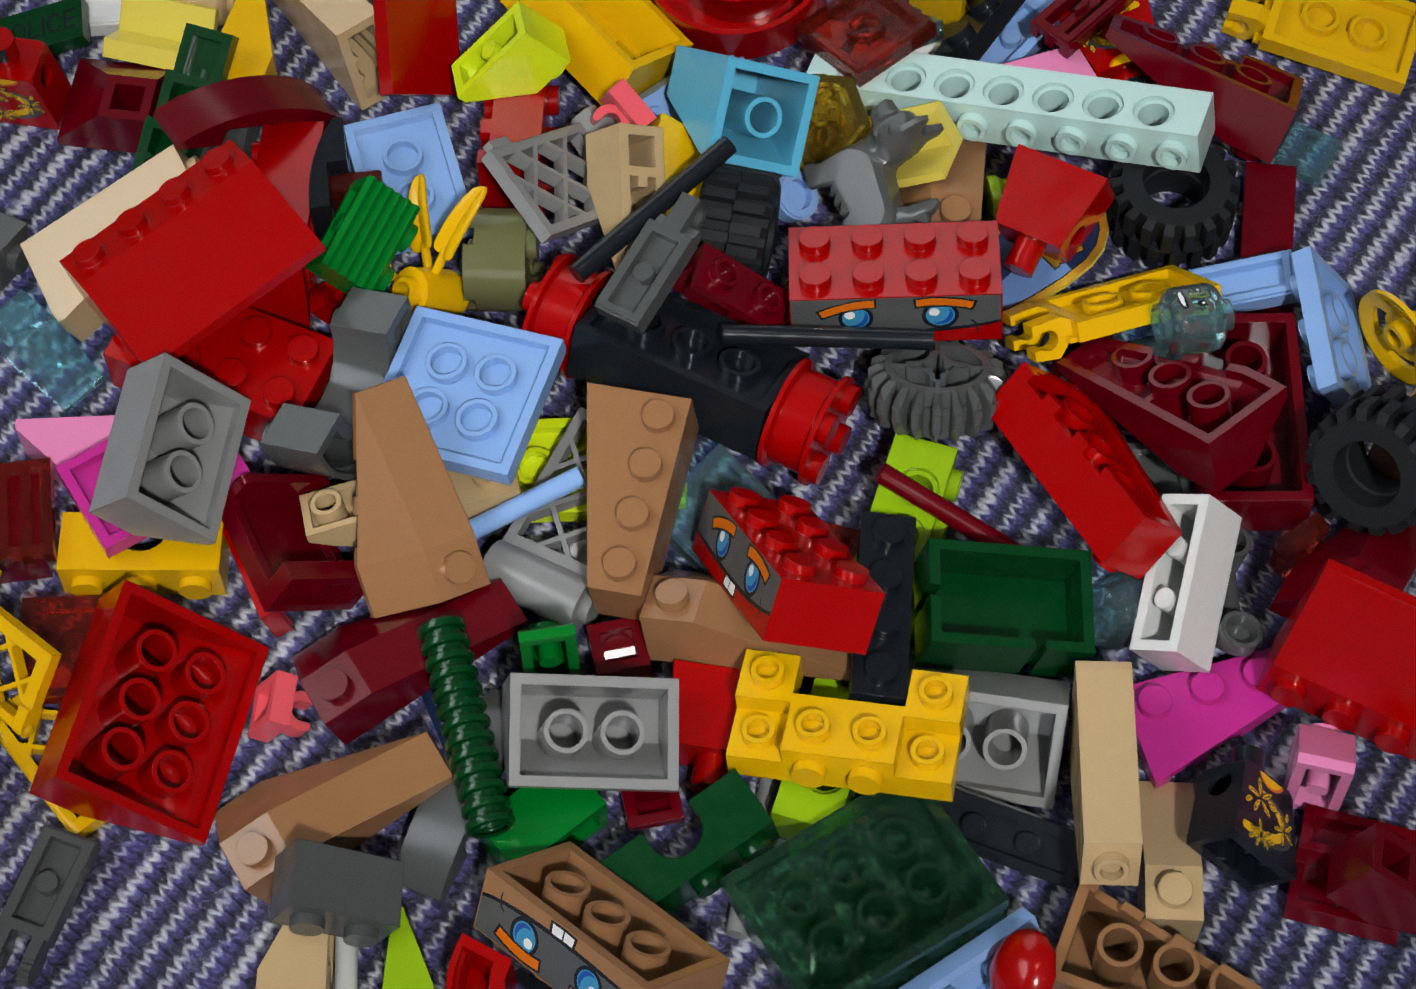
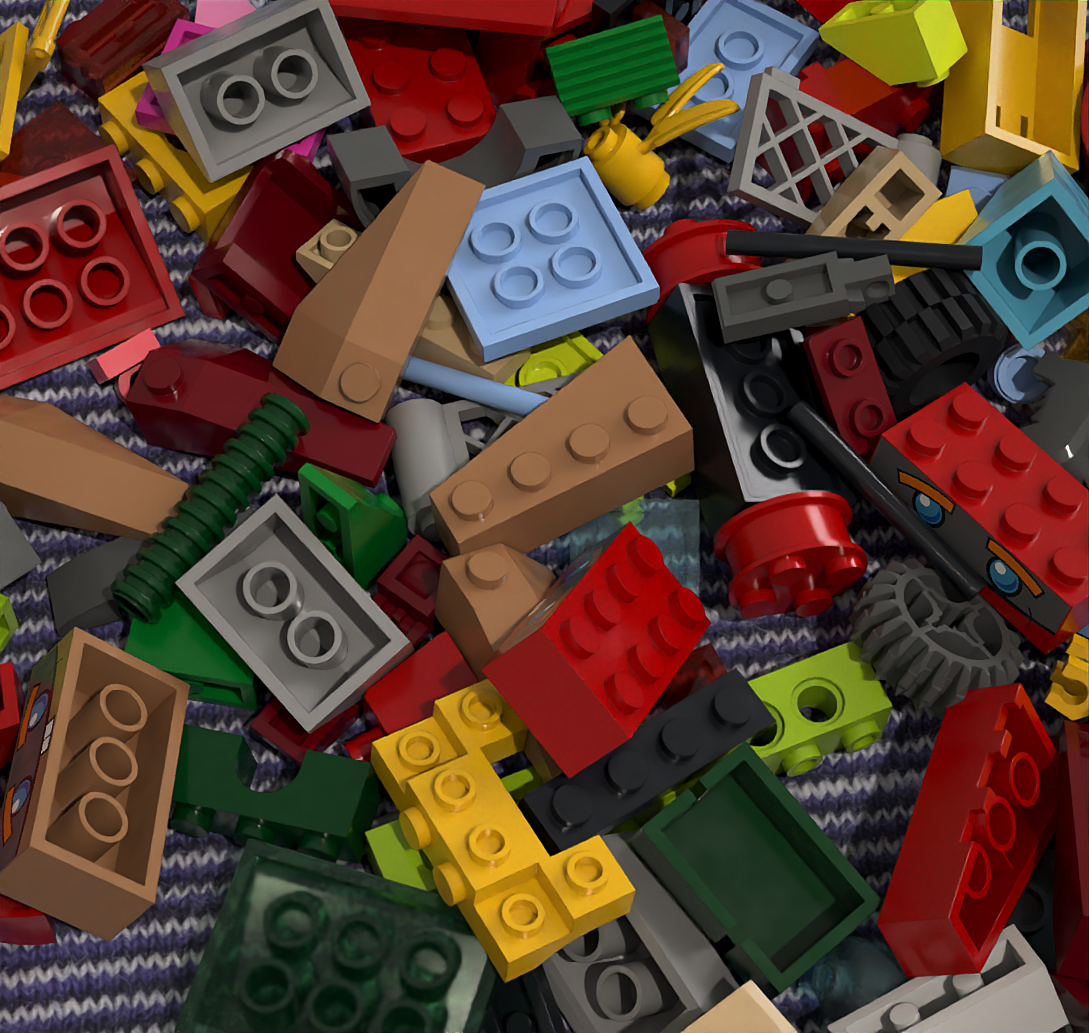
camera: 45 degrees right, 0 degrees up
(500, 261) = (695, 180): olive brick -> none
(623, 106) = (942, 158): coral tile -> none
(939, 507) = (816, 753): dark red bar -> none

